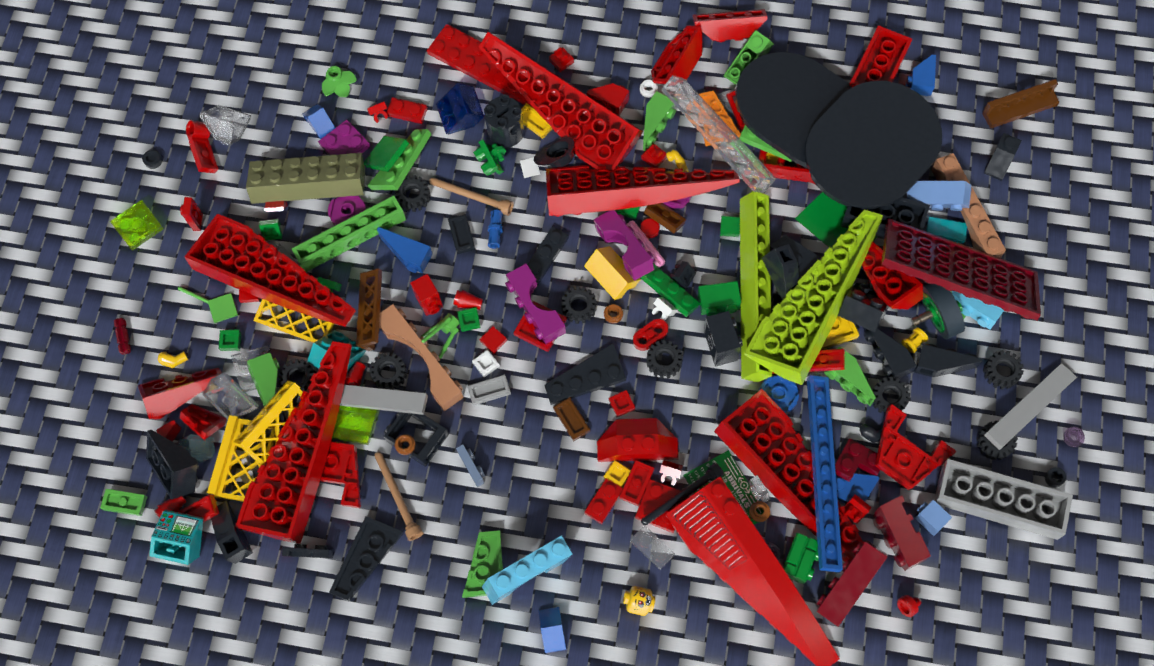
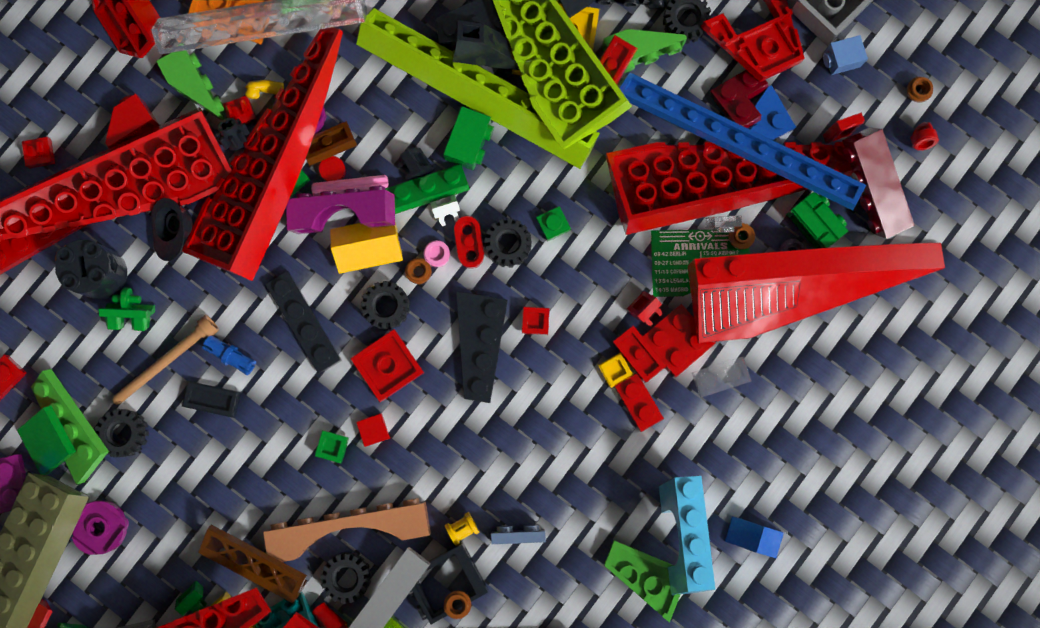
camera: 70 degrees left, 15 degrees up
(348, 234) = (134, 542): bright green brick -> none
(411, 253) = (205, 474): blue slope -> none
(426, 295) = (275, 484): red brick -> none
(447, 325) = (324, 476): bright green plant -> none
(457, 427) = (462, 528): none -> yellow bush
(459, 109) = (35, 315): clear blue slope -> none
(467, 300) = (306, 436): red cone -> none
(485, 363) = (398, 454): white tile -> none
(489, 390) = (433, 467): light grey tile -> none
(529, 167) = (167, 270): white sticker -> none
(534, 121) = (107, 231): yellow tile -> none
(547, 323) = (325, 359): magenta arch -> none
(571, 419) = (521, 388): reddish brown tile -> none
(631, 319) = (436, 253): none -> bright pink tile
(636, 156) = (231, 134): none -> black gear
(637, 440) = (589, 328): red wedge -> none
(639, 600) = (774, 423): yellow head -> none
(648, 84) = (138, 64): white plate -> none
(694, 382) = (553, 223): none -> green plate
(712, 473) = (673, 263): black piece -> none
(722, 338) = (523, 162): black brick -> none
(730, 226) = (382, 75): green tile -> none
(782, 392) = (618, 135): blue tile -> none
(856, 509) = (795, 130): red tile -> none
(870, 433) = (717, 64): black arm -> none
(878, 538) = (843, 128): none -> red tile
(900, 534) = (841, 99): dark red wedge -> none
(947, 581) = (926, 86): none -> dark orange plate

